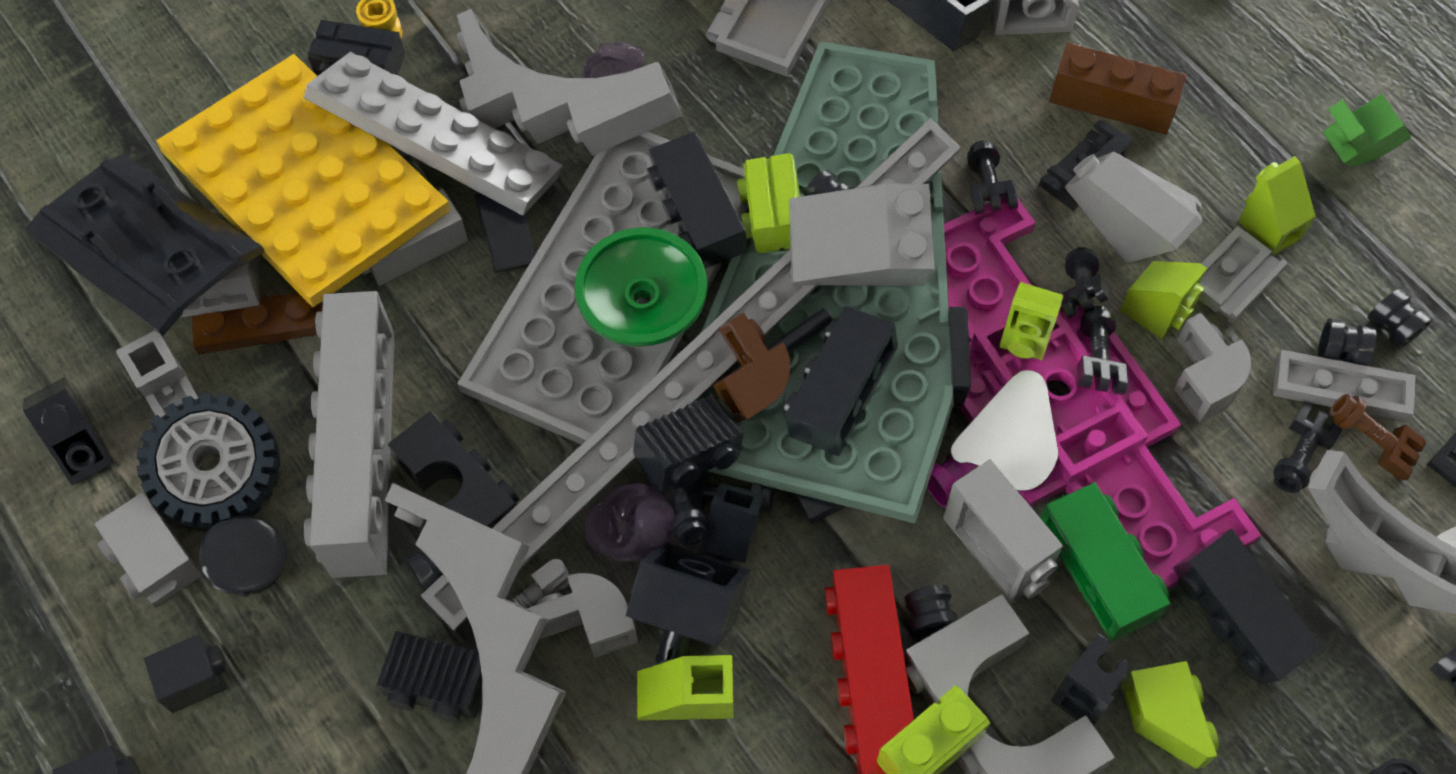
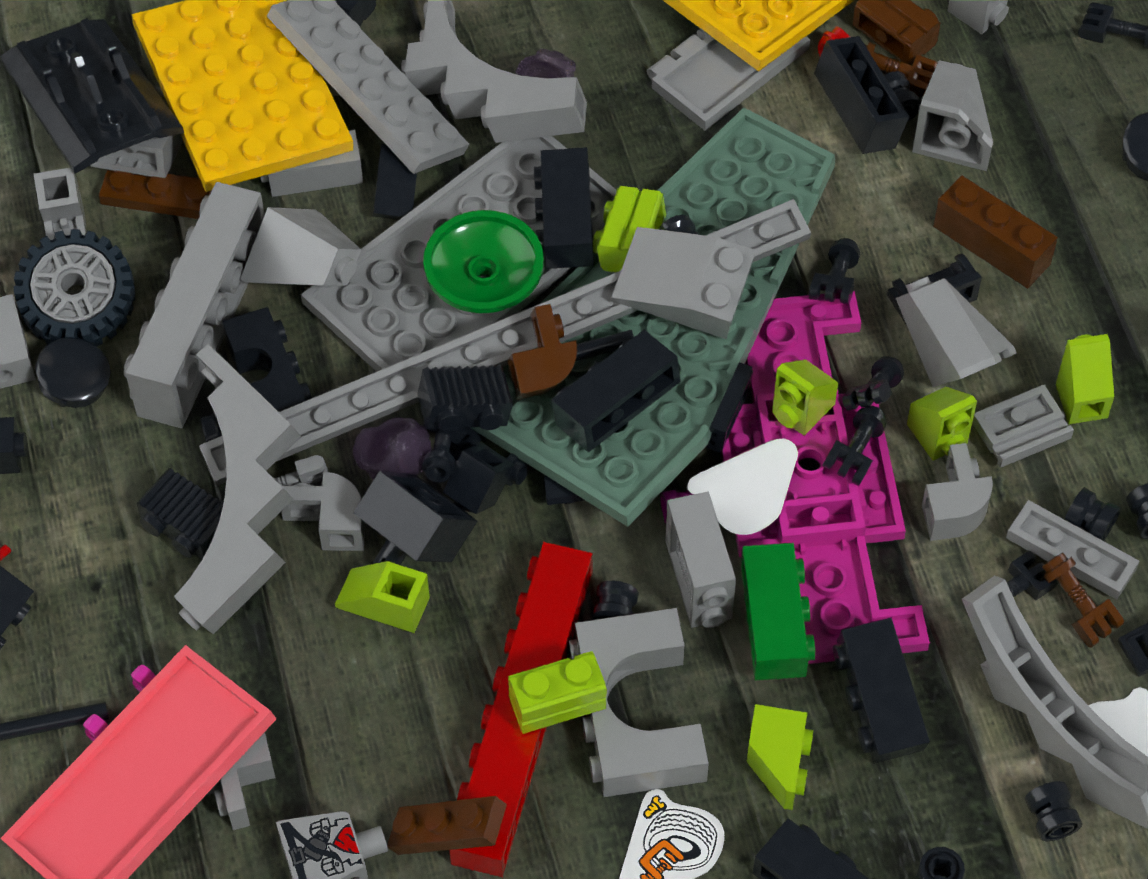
camera: 20 degrees right, 5 degrees down
(443, 338) = (300, 250): none -> light grey slope
(1086, 687) = (710, 695): black hinge -> none

